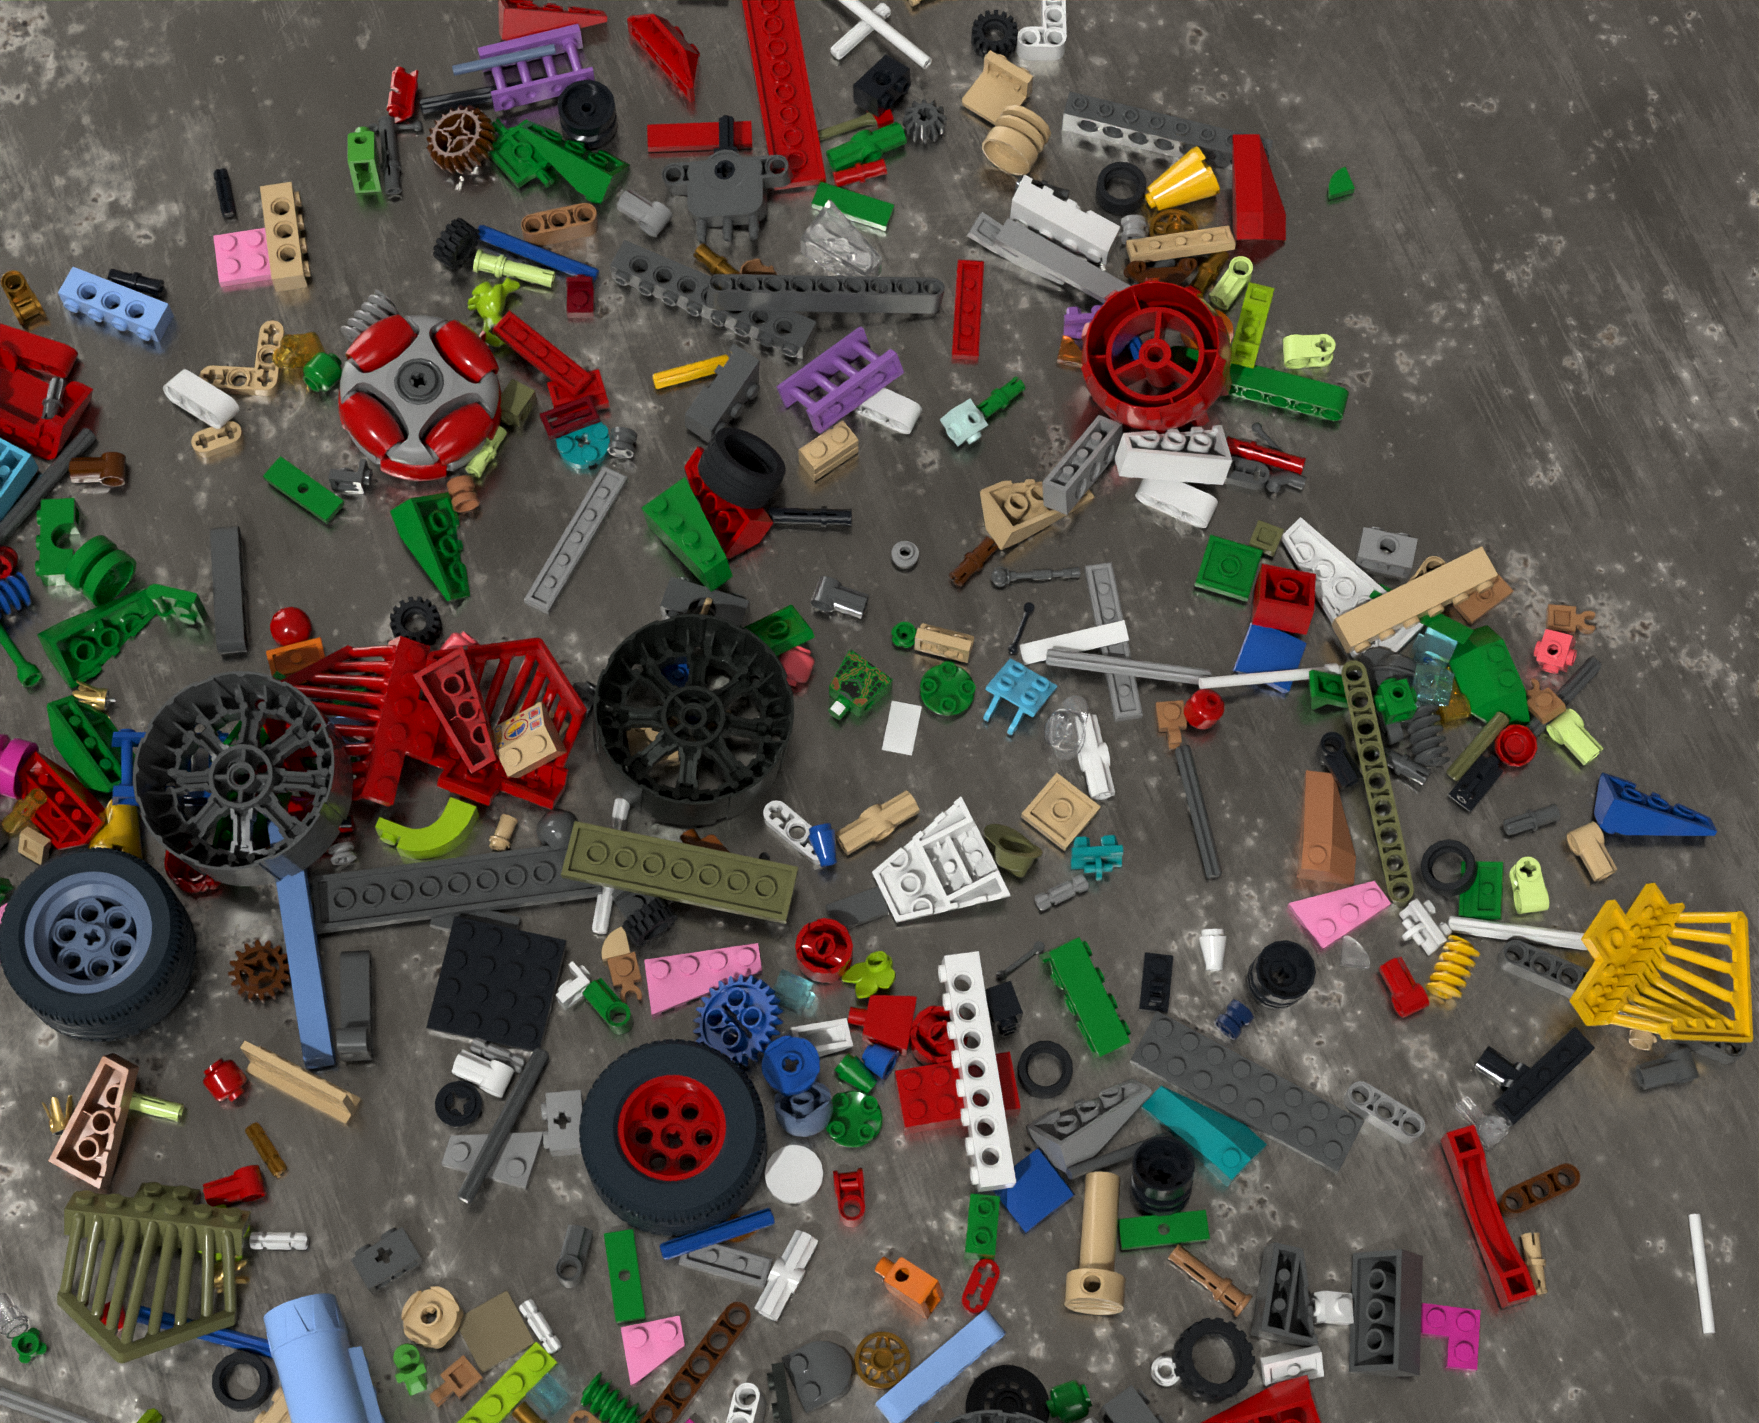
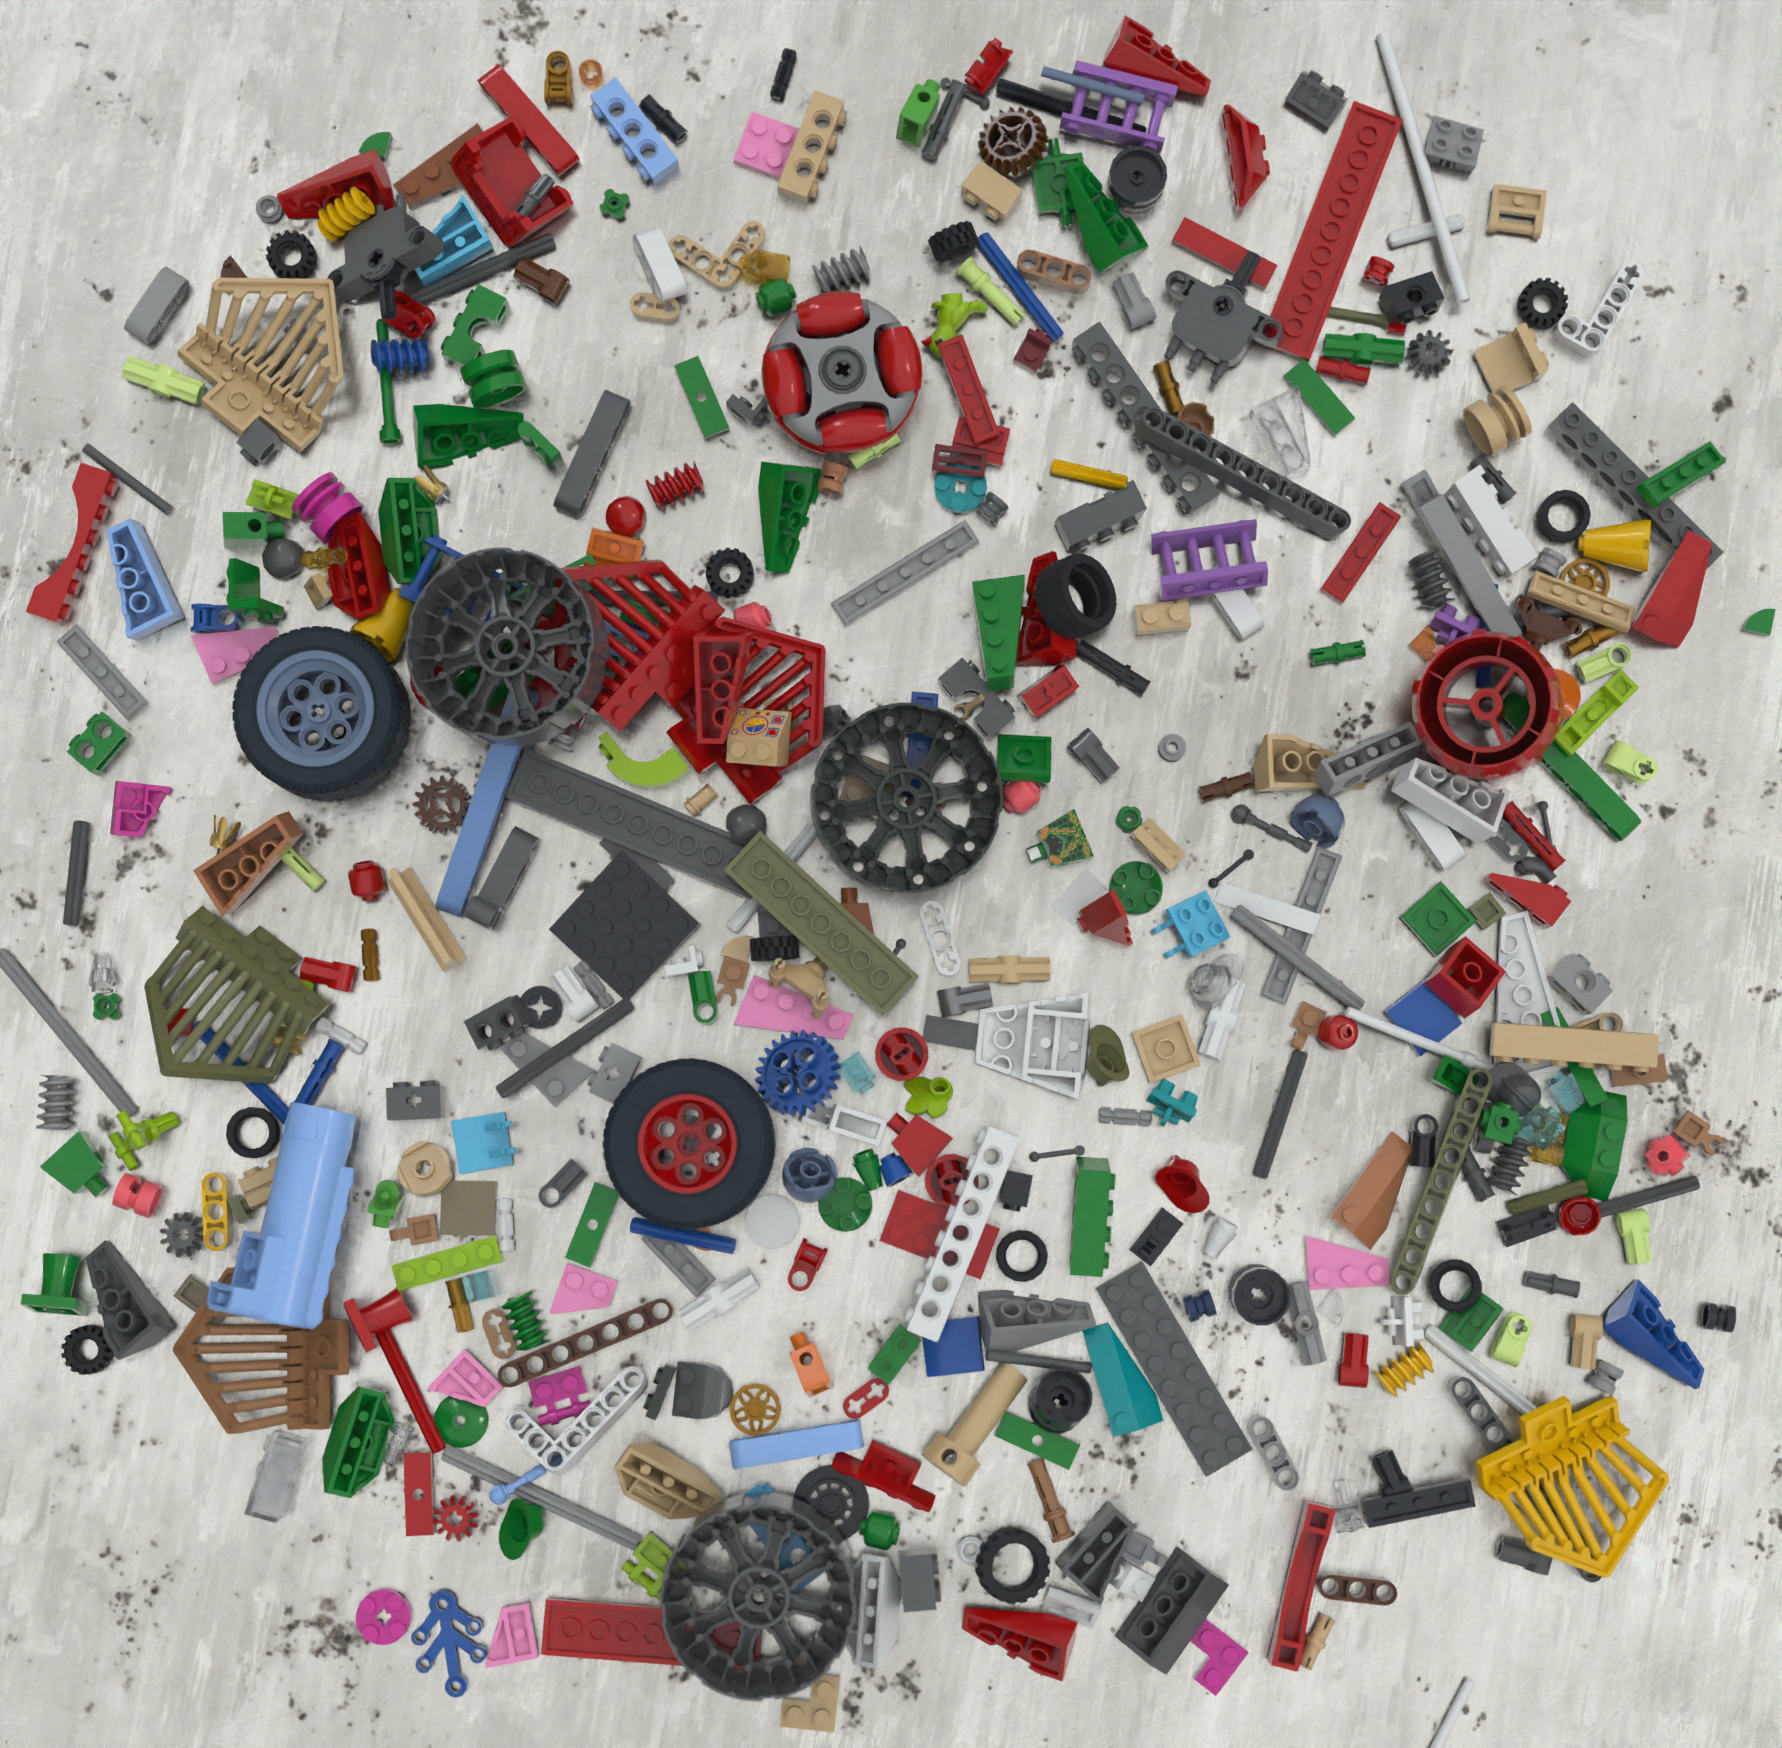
camera: 30 degrees right, 15 degrees up
(55, 277) = (585, 65): none -> clear orange bush
(131, 380) = (618, 210): none -> green plate
(277, 1277) = (320, 1071): none -> blue pin
(321, 574) = (675, 485): none -> red piece
(420, 1133) = (496, 1018): none -> dark grey brick
(465, 190) = (991, 191): none -> tan brick
(474, 1260) = (482, 1142): none -> medium azure plate
(517, 403) = (923, 420): olive brick -> none
(695, 931) = (806, 979): none -> tan axle
(765, 565) = (1048, 690): none -> red hinge
(789, 1082) = (828, 1148): blue plate -> none
(824, 843) = (953, 965): blue cone -> none
(840, 81) = (1378, 271): none -> red wheel
(846, 876) = (958, 1000): none -> flat silver piece
(937, 722) = (1106, 920): none -> red wedge
(964, 423) = (1292, 660): light aqua brick -> none
(1040, 297) = (1430, 579): none -> dark grey piece
(1043, 1341) = (887, 1472): none -> red bracket
(1072, 541) = (1320, 819): none -> sand blue cylinder
(1152, 921) = (1183, 1186): none -> red piece
(1197, 100) = (1681, 474): none -> green tile
(1307, 500) = (1540, 899): none -> red slope
(1322, 1275) = (1140, 1549): none -> flat silver plate
(1351, 993) = (1309, 1341): none -> light grey piece
(1543, 704) = (1627, 1195): medium nougat plate -> none
(1631, 871) = (1602, 1382): none -> light grey wheel
(1693, 763) = (1719, 1317): none -> black wheel

